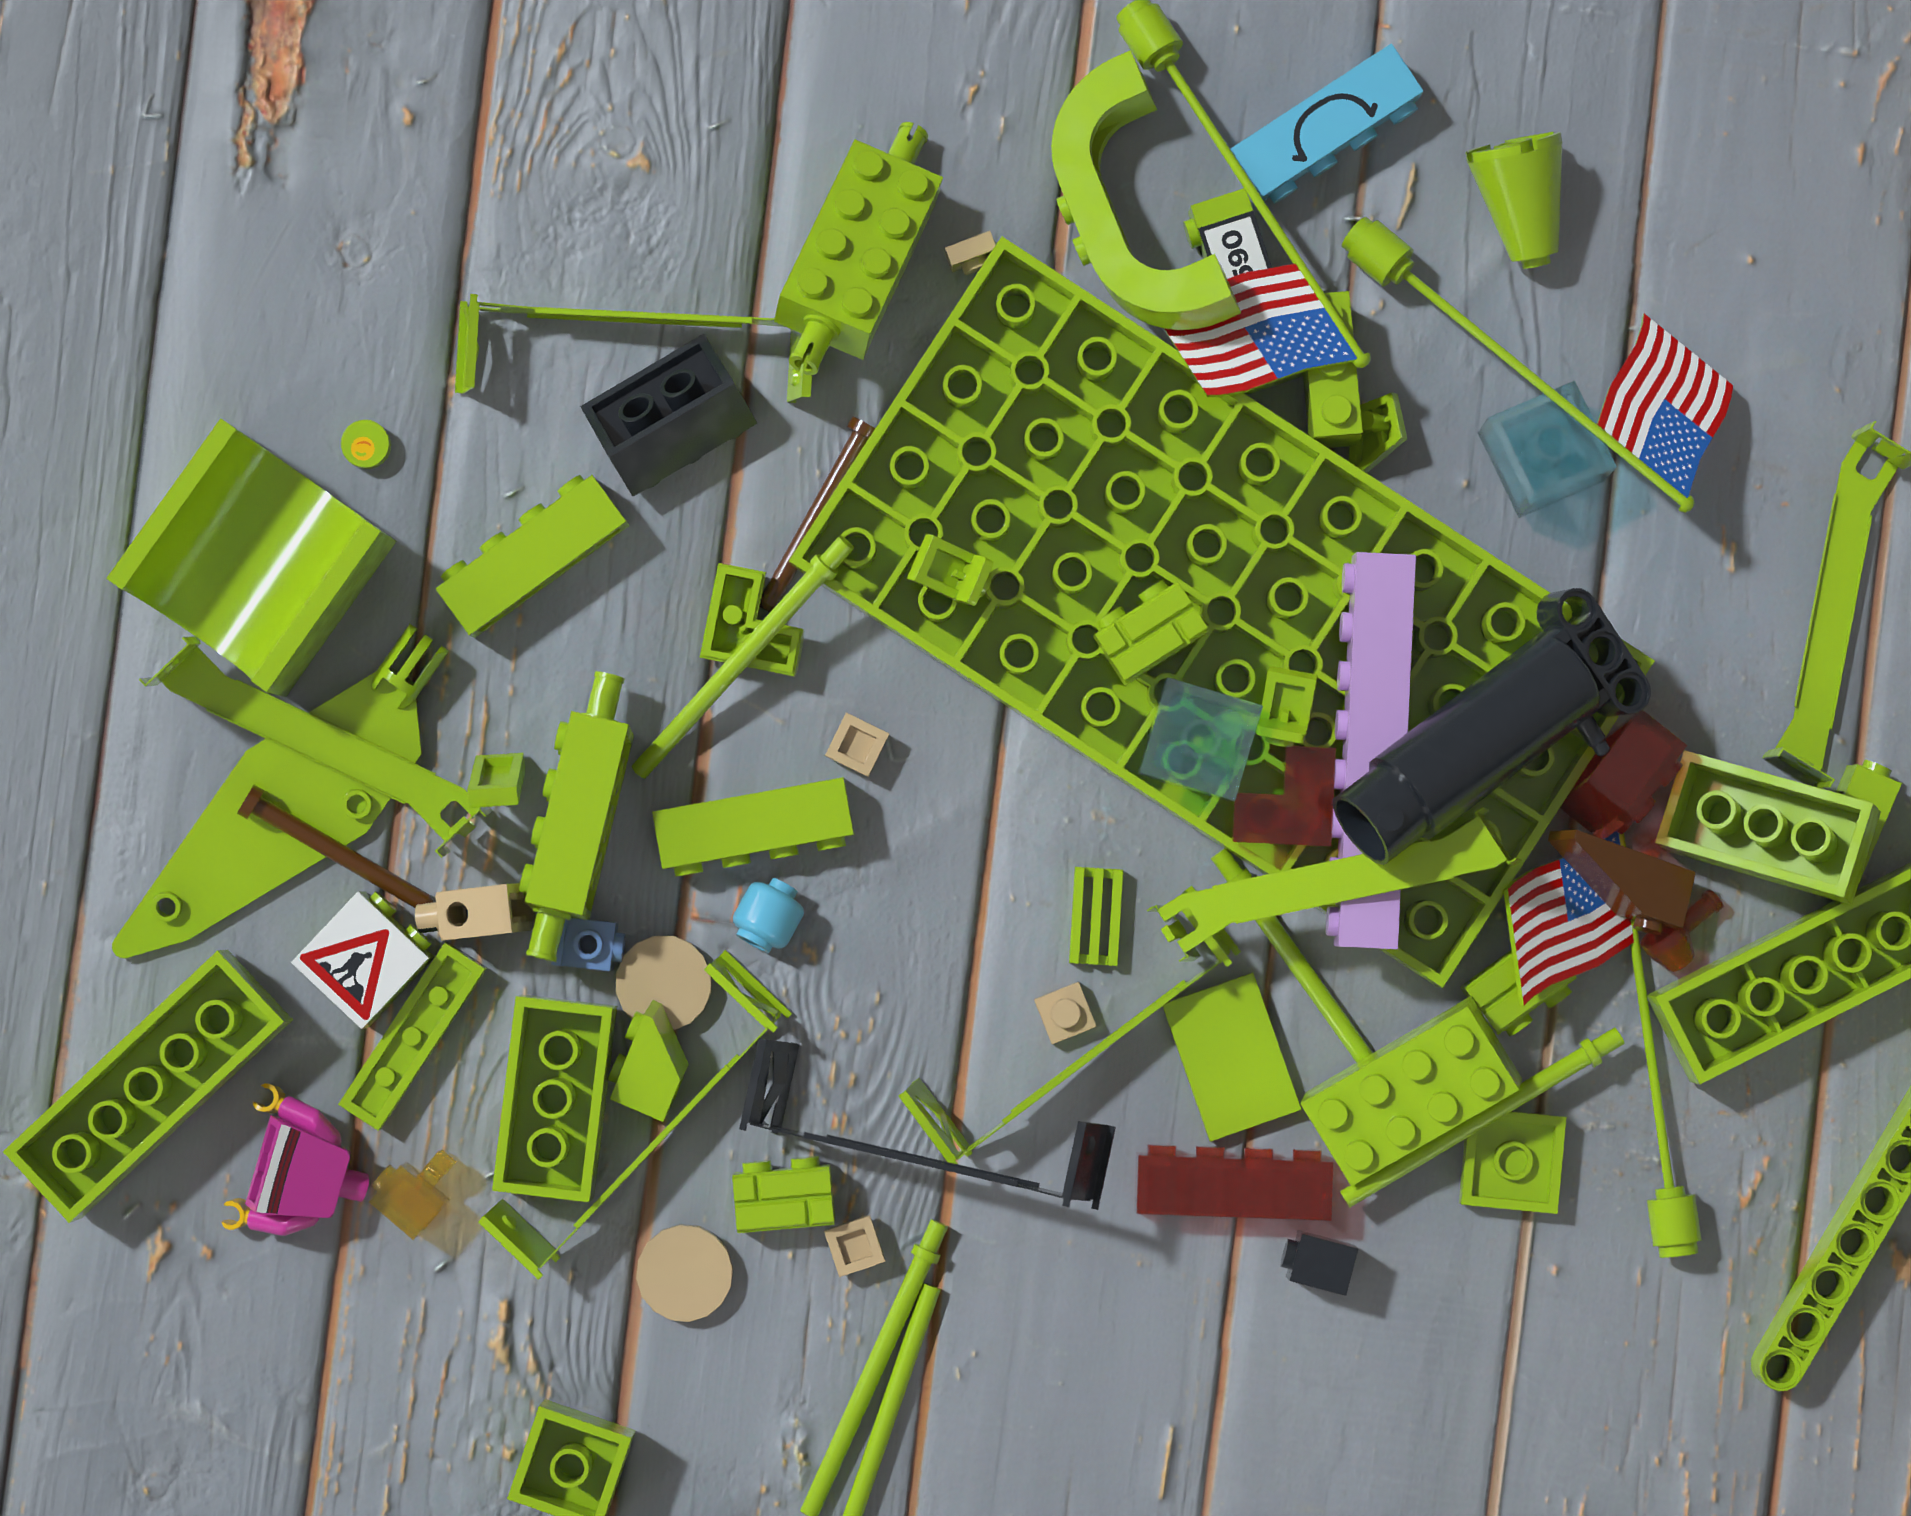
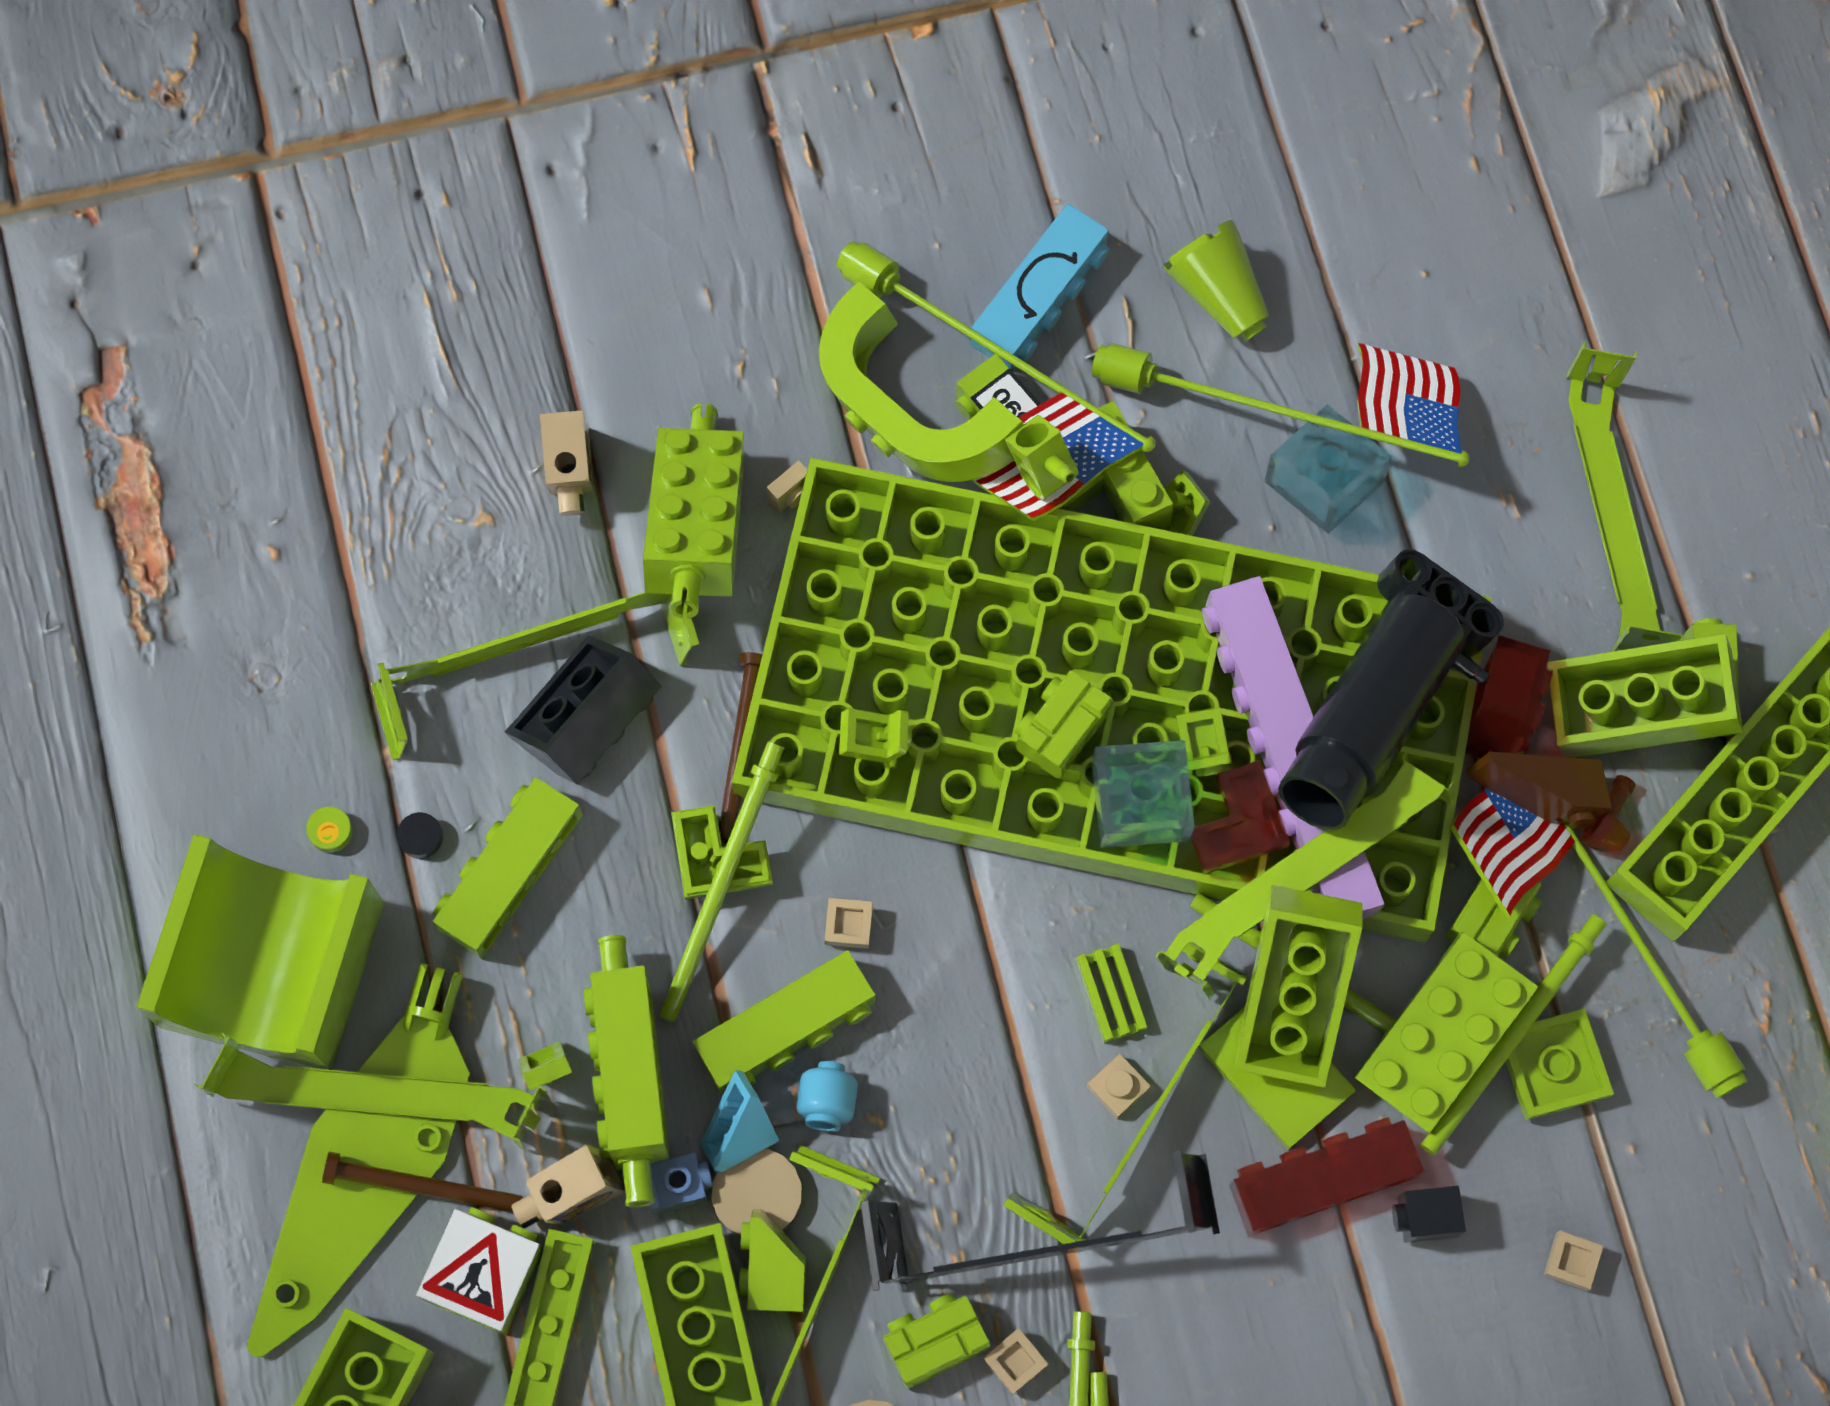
camera: 25 degrees left, 15 degrees down
(455, 485) = (419, 835): none -> black tile
(667, 912) = (738, 1126): none -> medium azure slope
(753, 116) = (564, 445): none -> tan torso
(1240, 339) = (1041, 457): none -> lime piece
(1277, 996) = (1299, 985): none -> lime brick
(1444, 1359) = (1573, 1260): none -> tan plate

